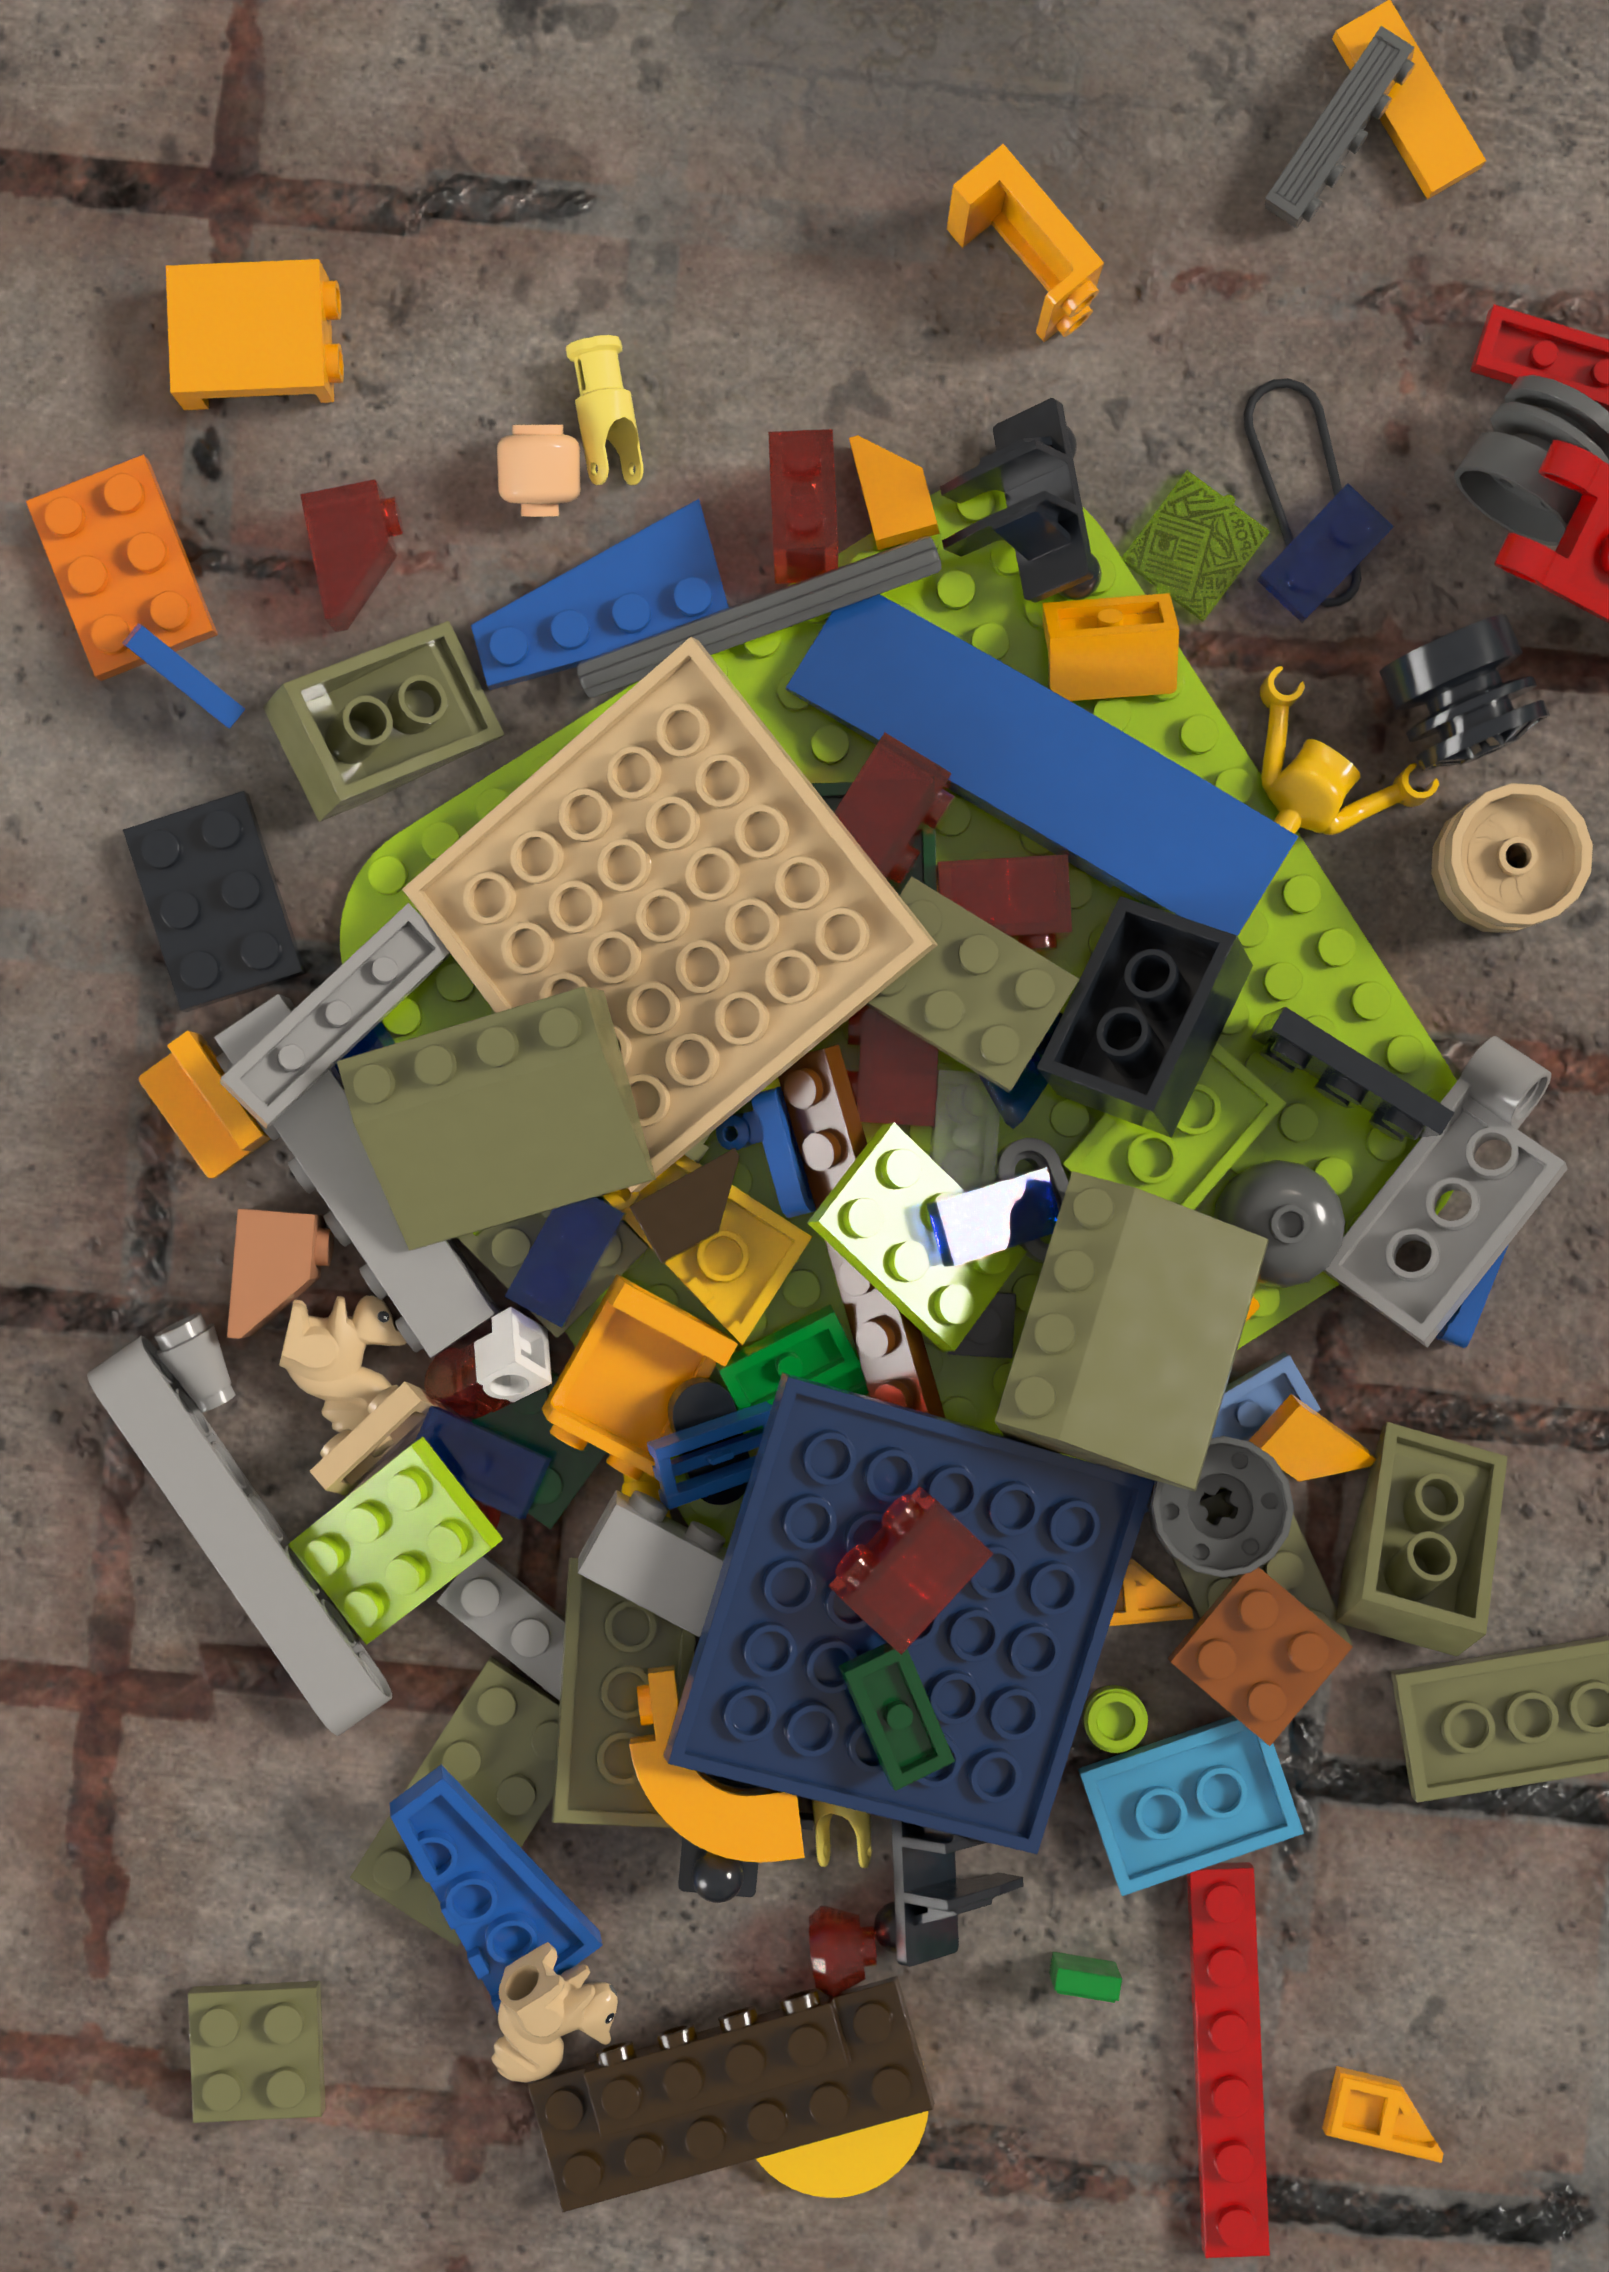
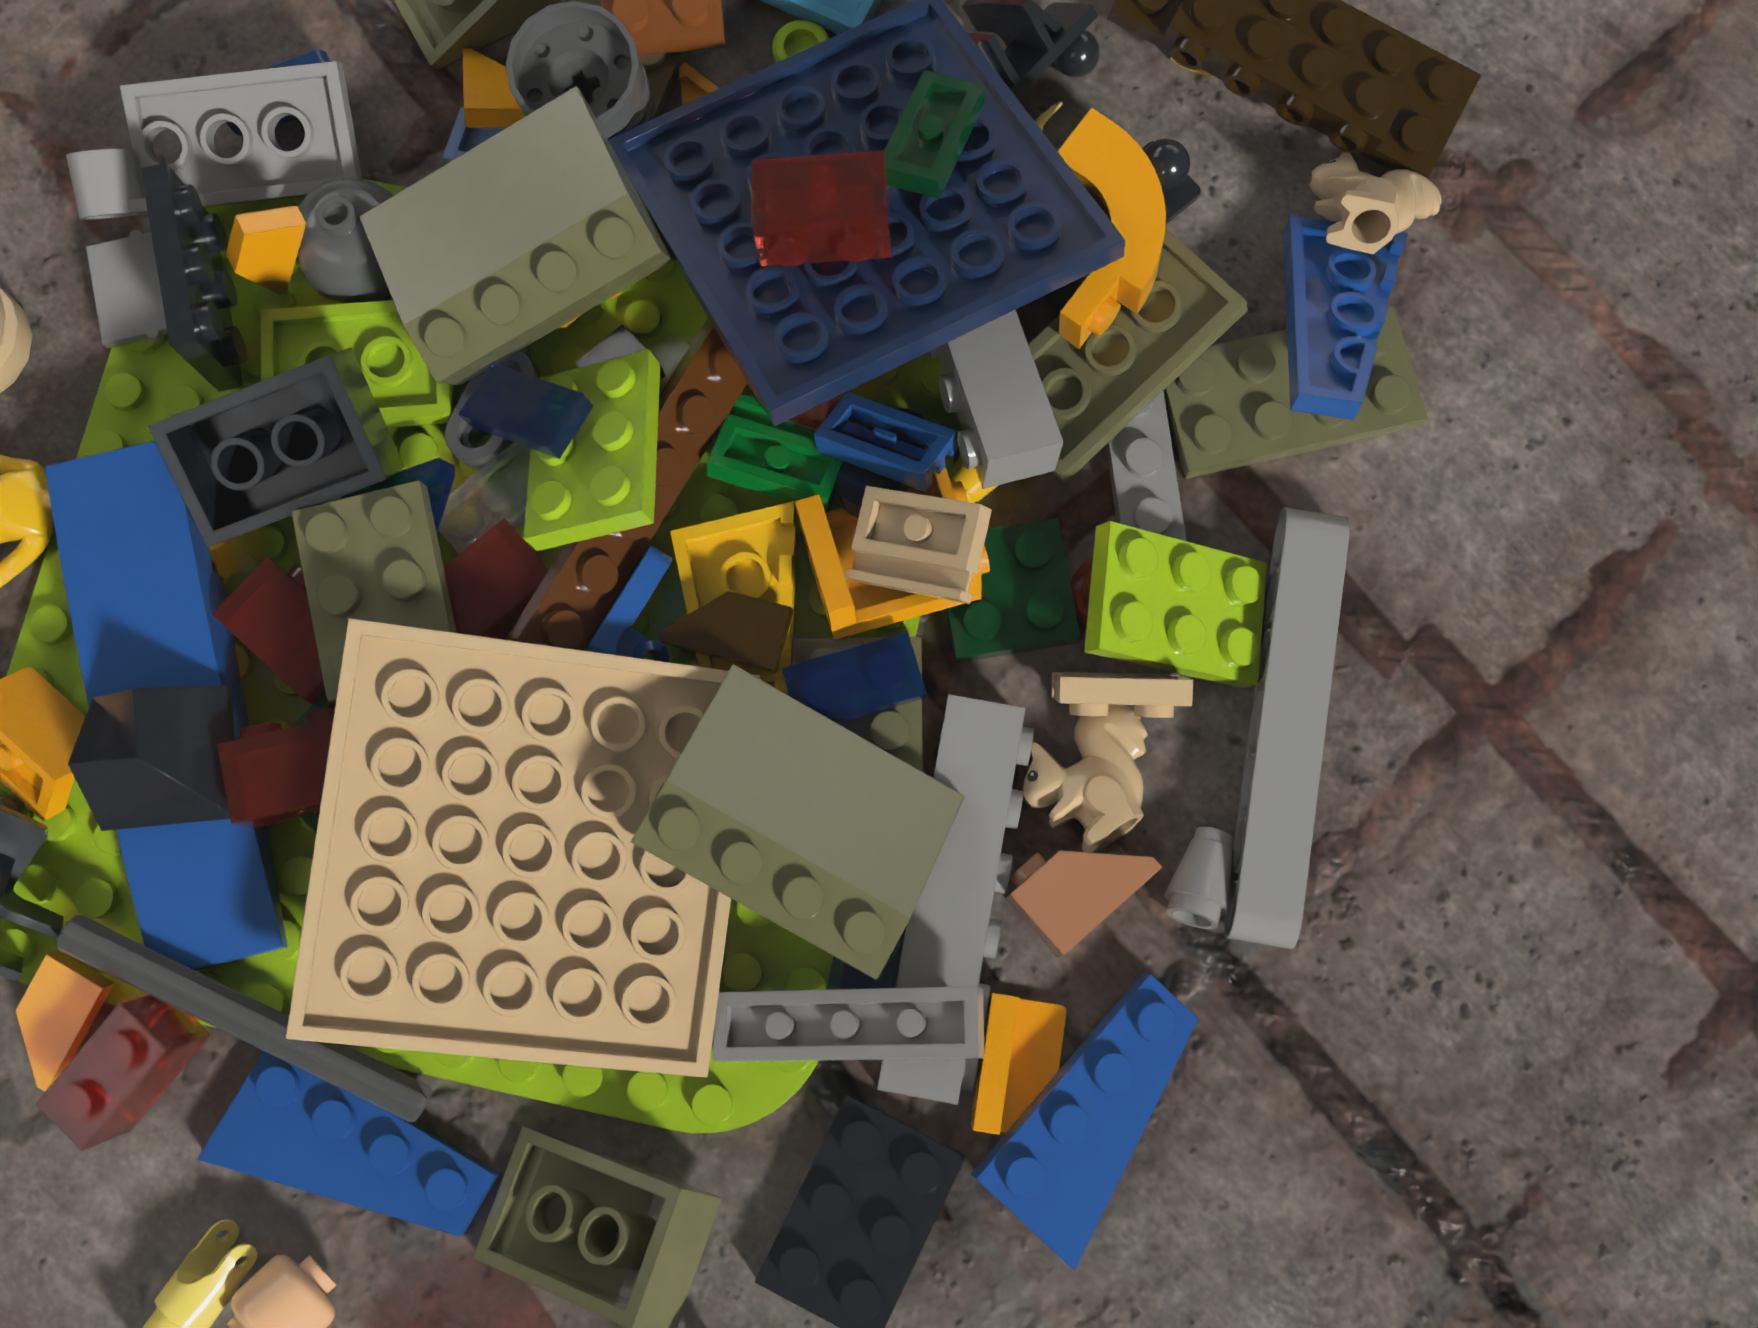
camera: 130 degrees left, 10 degrees down
(119, 1106) = (1082, 1128): none -> blue wing
(256, 2051) = (1603, 369): olive plate -> none
(485, 1462) = (1057, 596): clear blue plate -> none
(492, 1369) = (988, 657): white leg -> none
(610, 1395) = (918, 543): none -> tan plate
(839, 1949) = (1129, 68): clear red cone -> none
(993, 726) = (154, 756): none -> black slope
(1319, 1151) = (266, 246): none -> light orange tile
(1409, 1031) = (127, 290): none -> light grey piece

